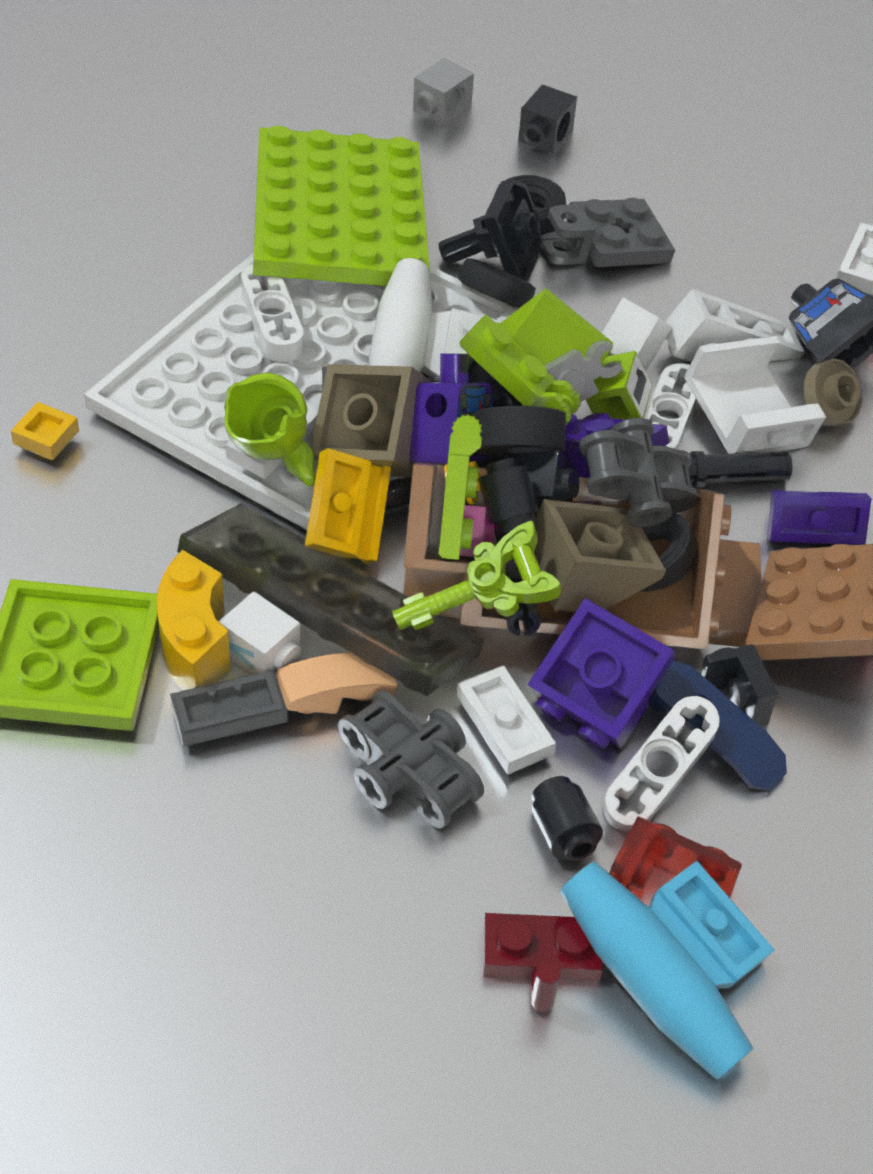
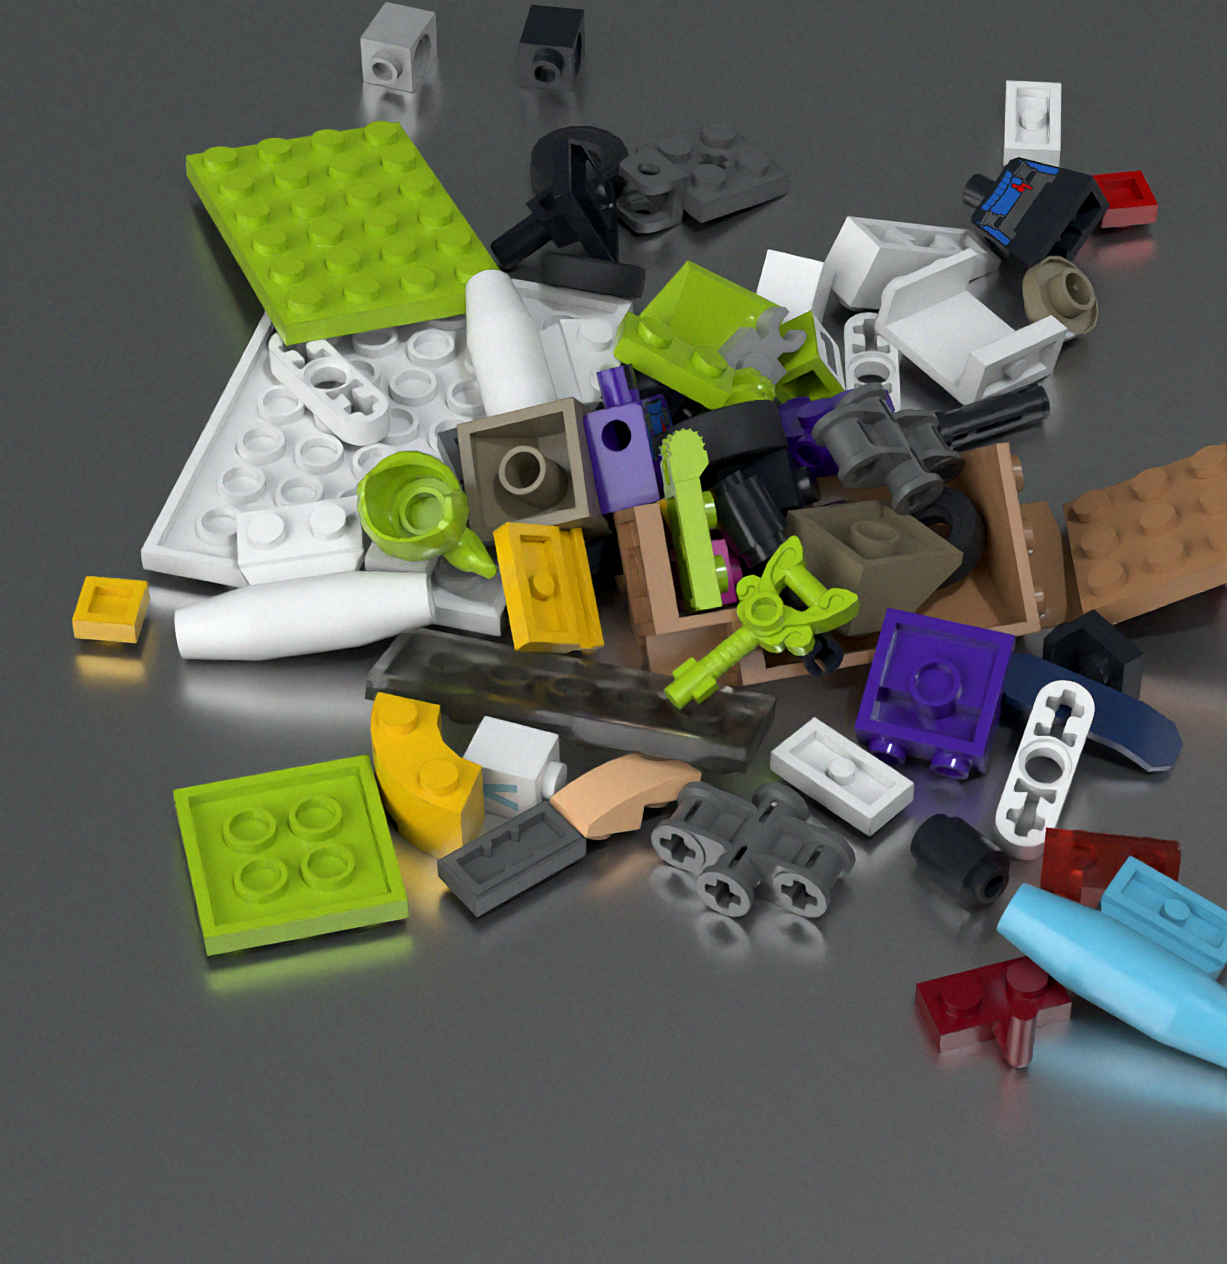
camera: 15 degrees left, 5 degrees down
(177, 457) = (303, 590): none -> white plate
(819, 517) = (1103, 449): dark purple plate -> none

